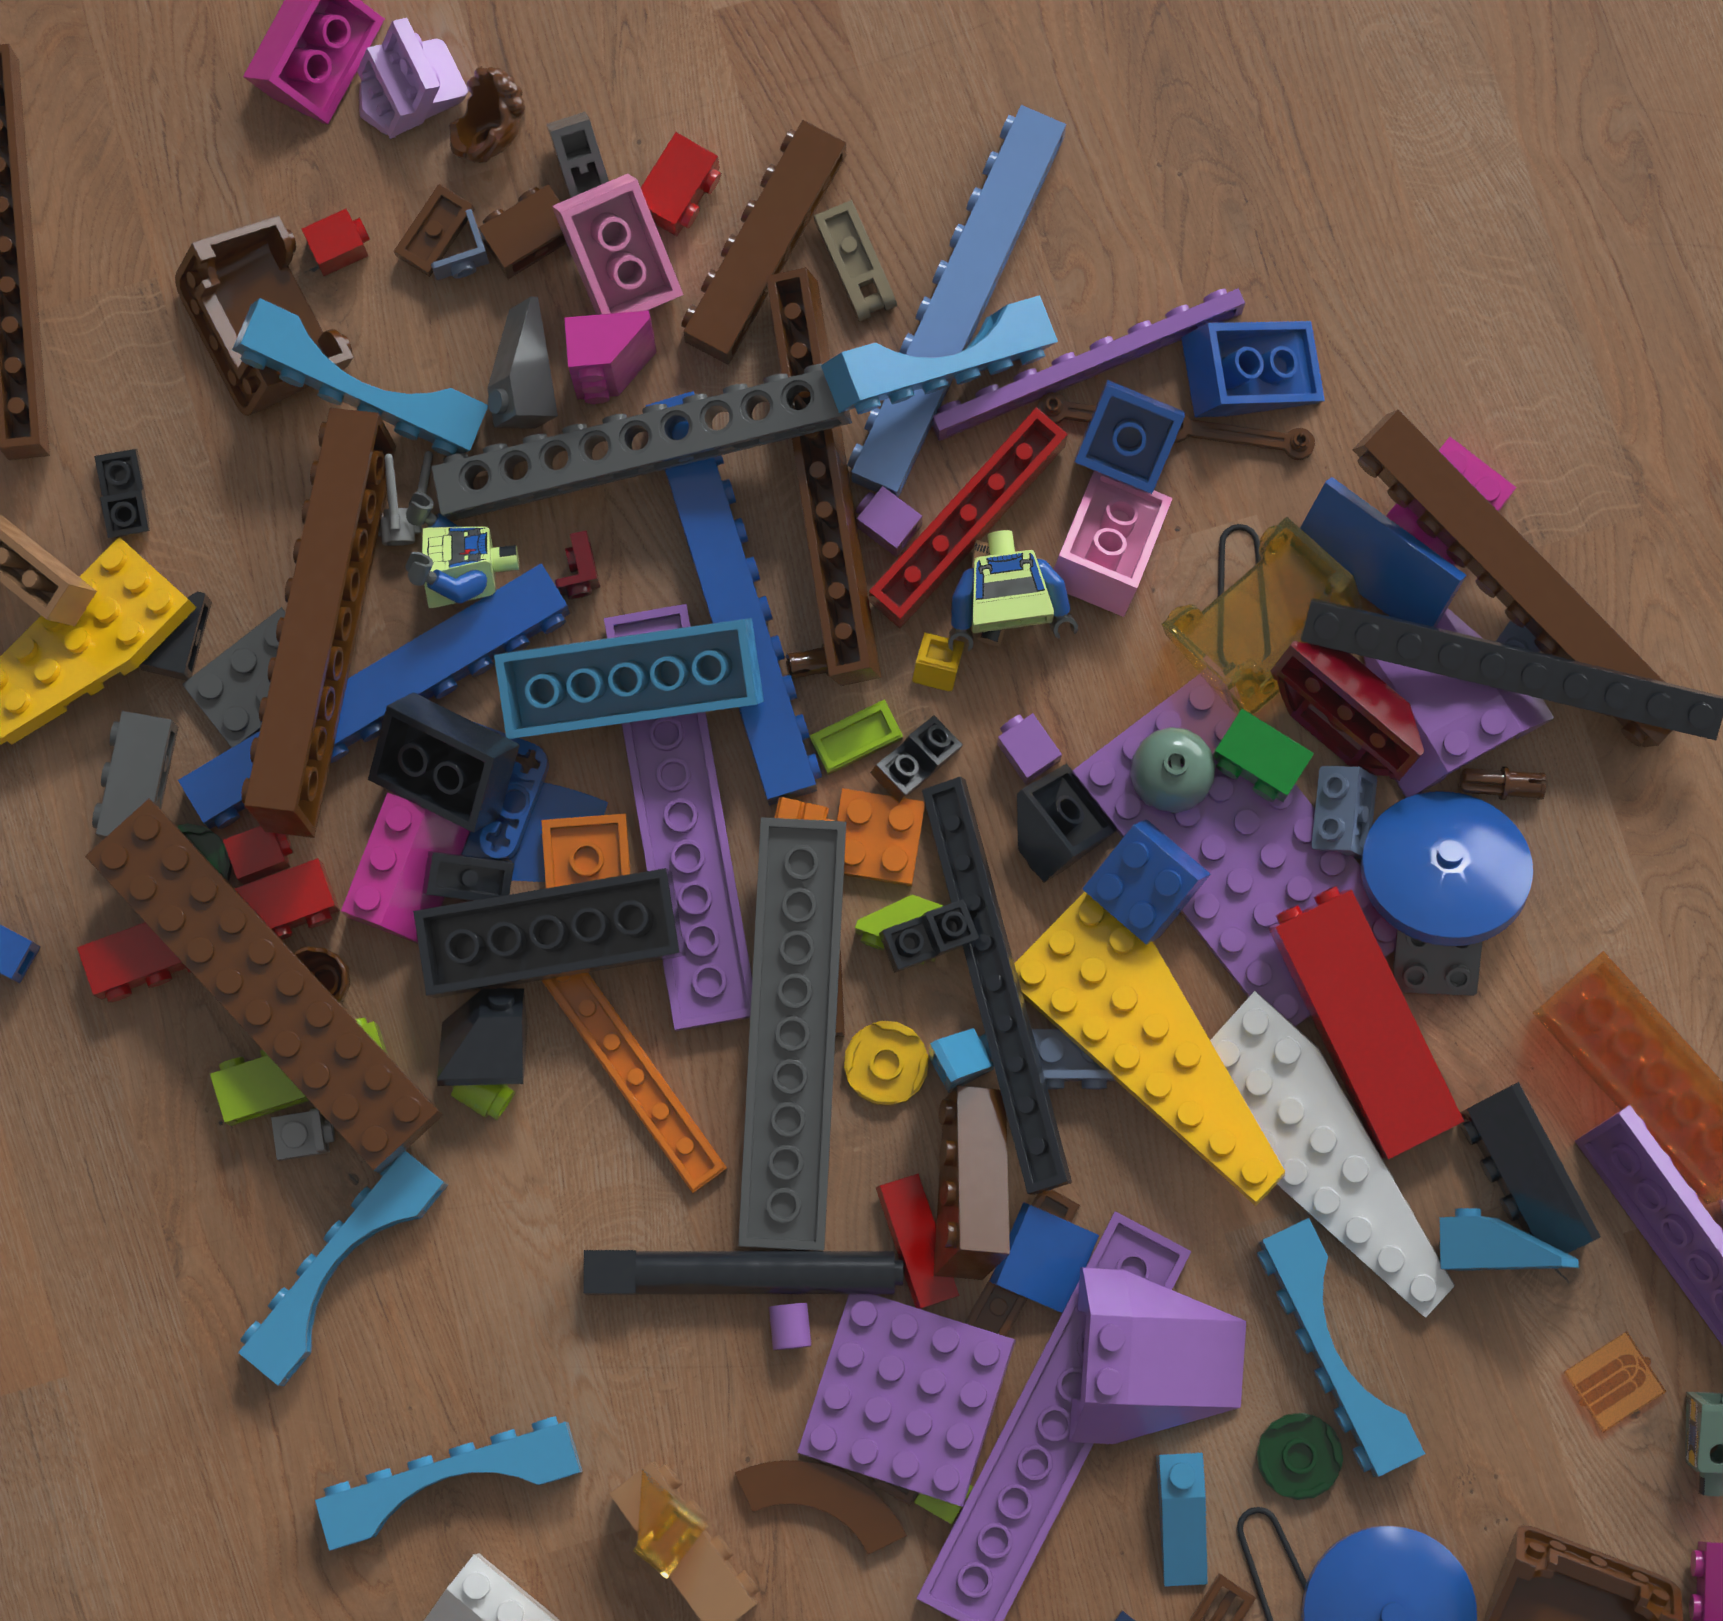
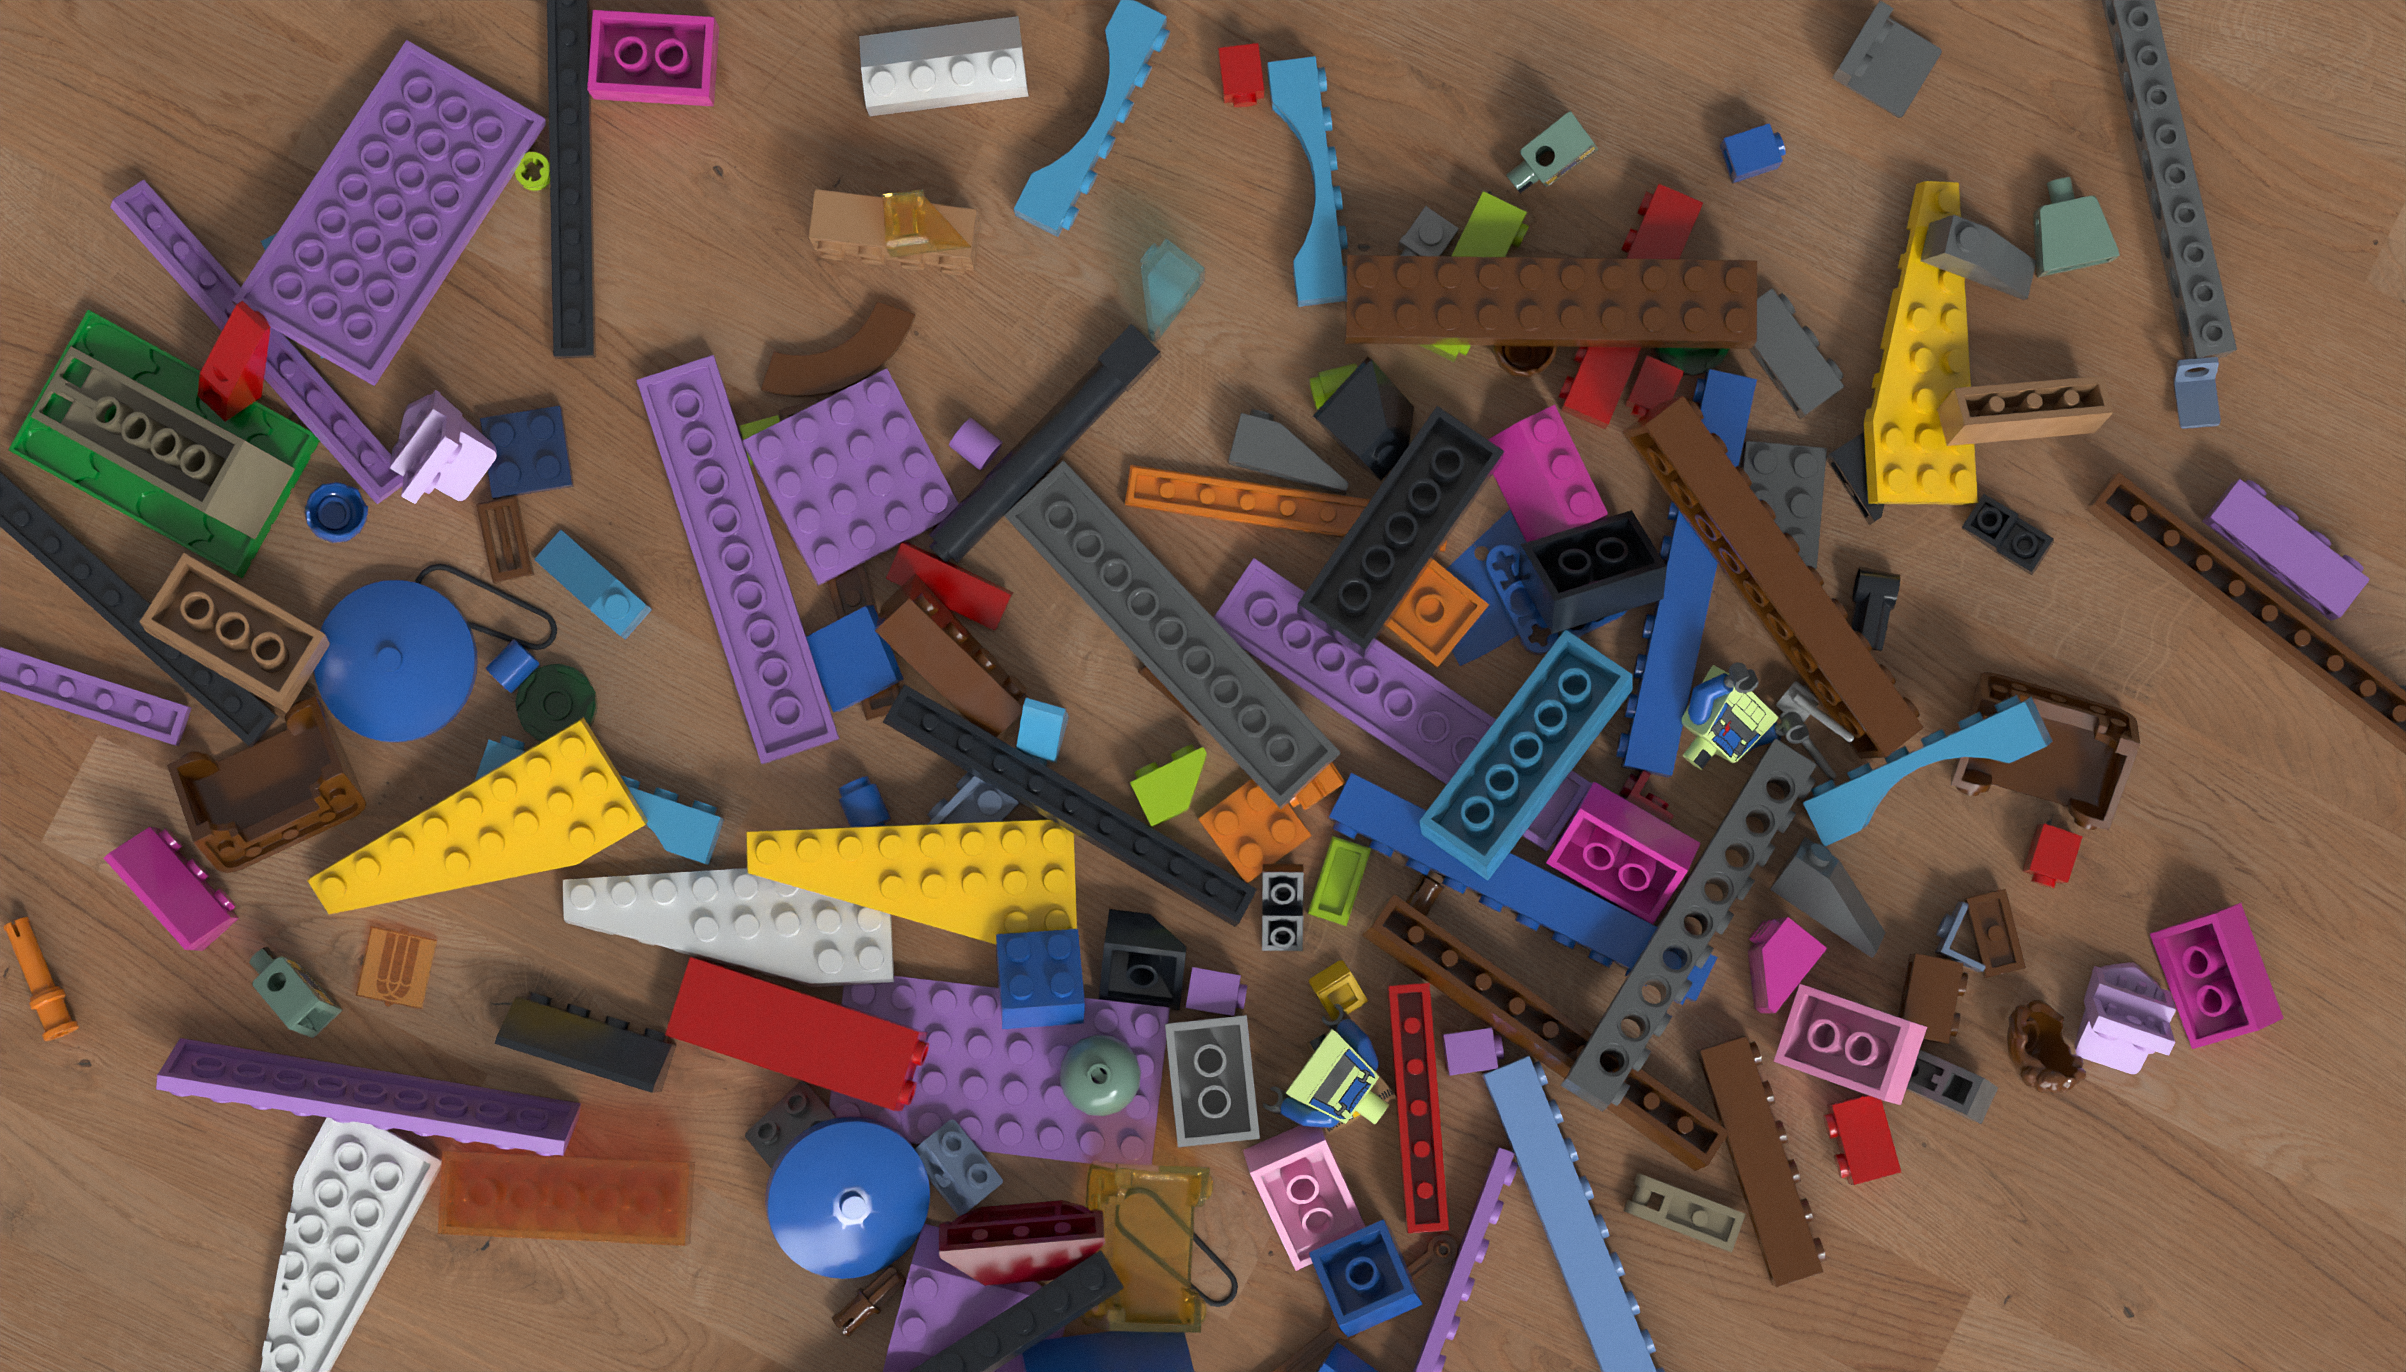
camera: 135 degrees right, 5 degrees up
(124, 1096) = (1569, 144): none -> sand green torso
(264, 544) = (1874, 597): none -> black piece
(306, 1399) = (1241, 74): none -> red brick
(466, 876) = (1496, 515): black plate -> none
(528, 1294) = (1168, 285): none -> clear light blue slope
(576, 1092) = (1275, 451): none -> dark grey slope
(634, 543) = (1623, 853): none -> dark pink brick
(875, 373) = (1575, 1129): dark azure arch -> none
(886, 1063) = (1091, 682): yellow tile -> none
(929, 935) = (1146, 790): black slope -> none
(1096, 684) = (1212, 1081): none -> light grey brick
(1146, 1142) = (863, 804): none -> blue brick
(1151, 1359) = (716, 665): medium lavender wedge -> none
(1261, 757) = (1048, 1144): green brick -> none
(1304, 1517) = (512, 665): none -> blue beam
(1410, 1390) = (515, 821): none -> yellow wing
(1488, 1243) = (562, 972): dark azure slope -> none

